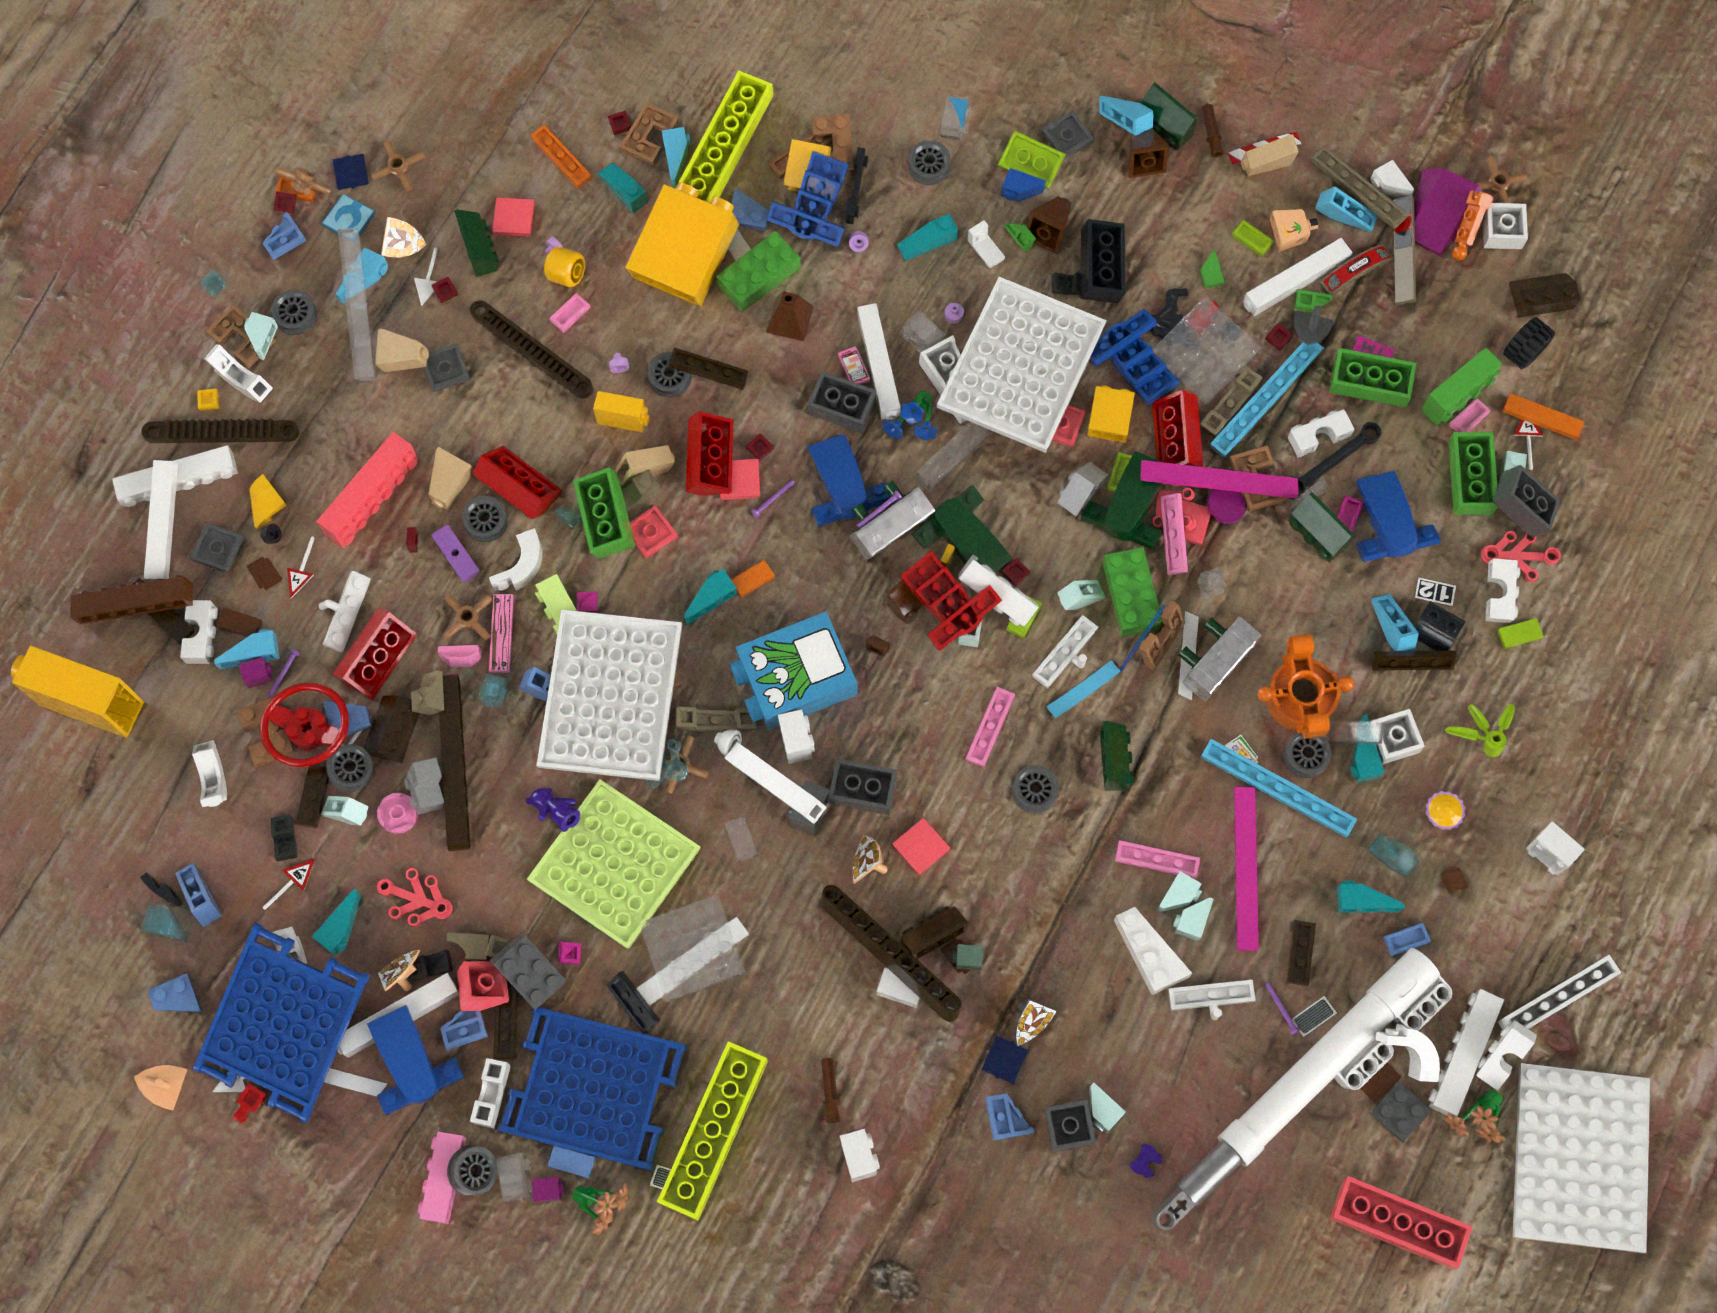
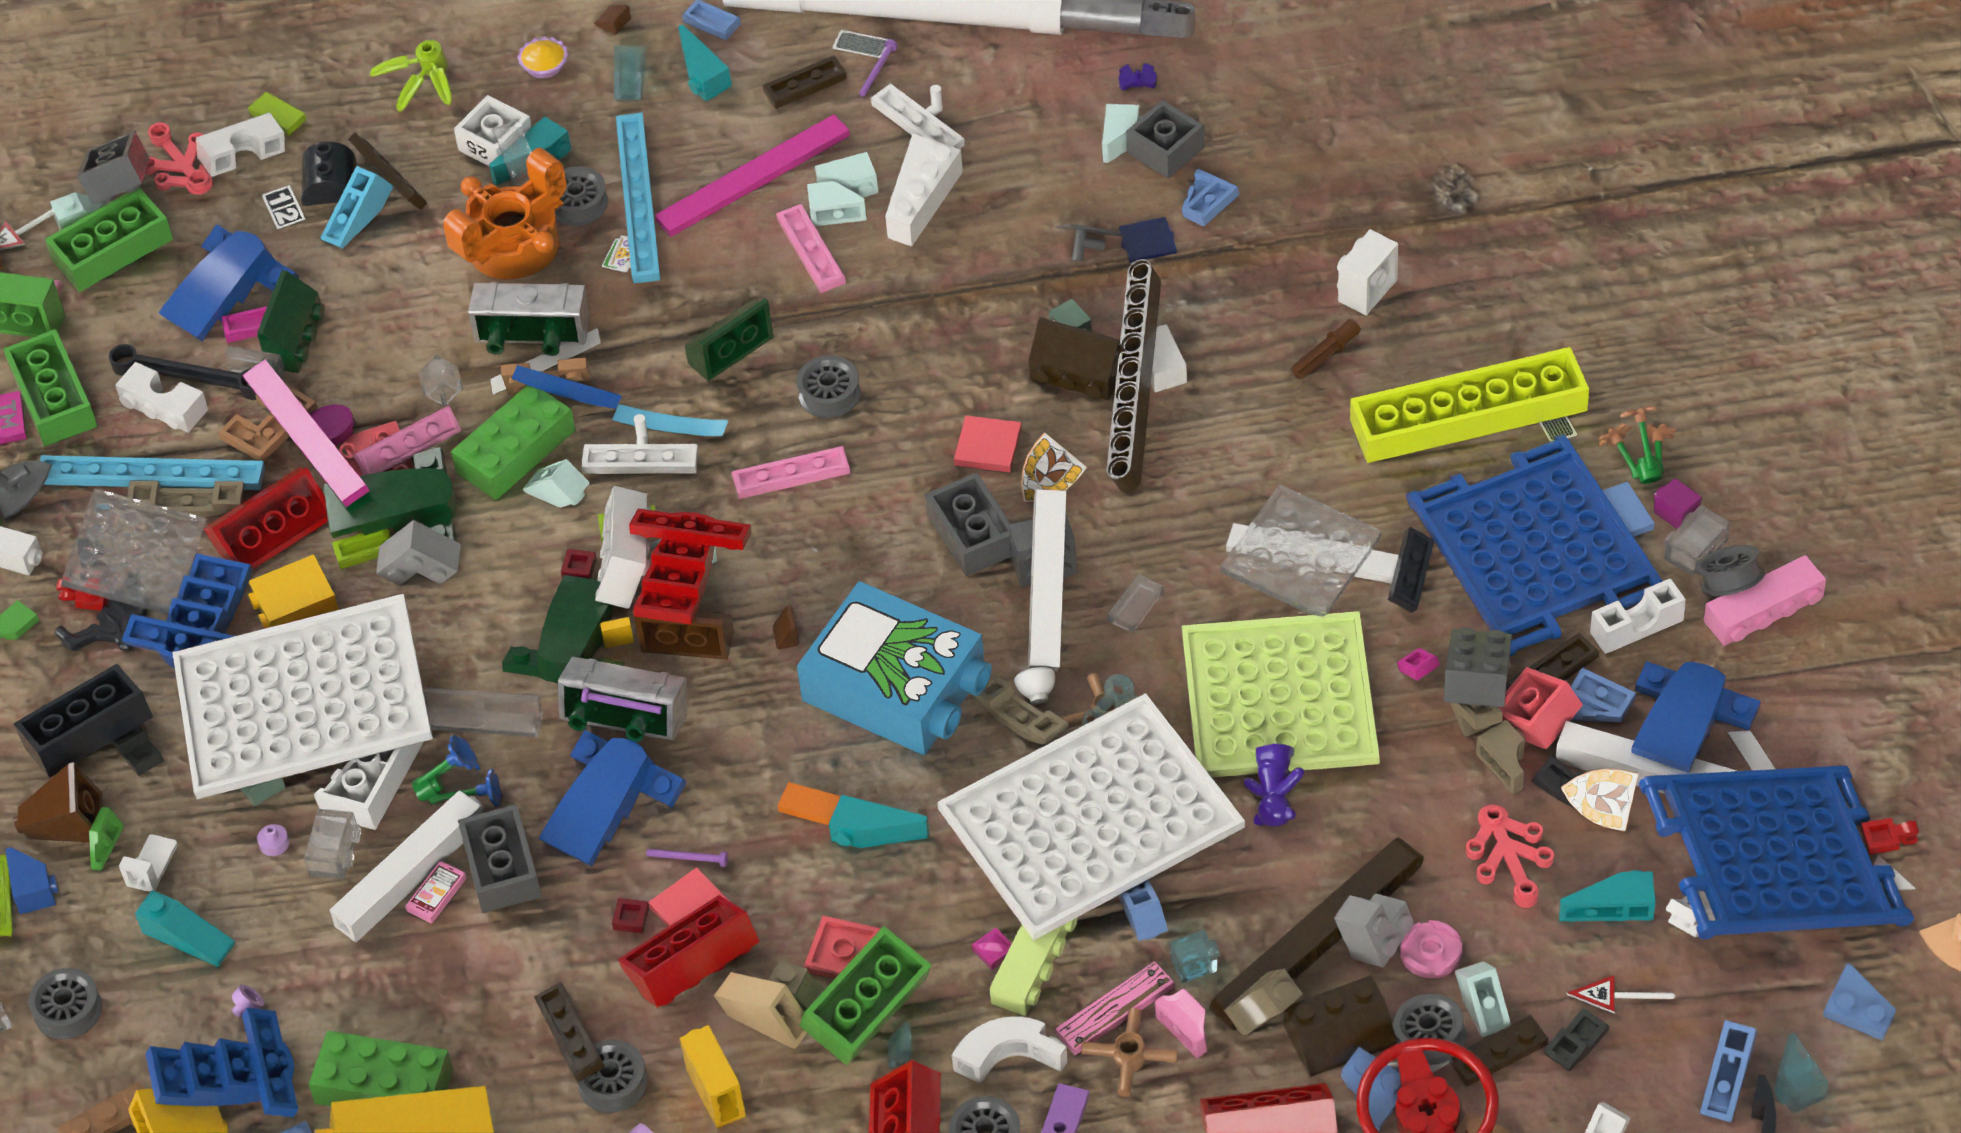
camera: 125 degrees left, 20 degrees down
(790, 316) = (418, 1000): reddish brown slope -> none
(795, 736) = (977, 606): white brick -> none
(852, 209) = (124, 1075): black container -> none
(1279, 336) = (55, 511): dark red tile -> none

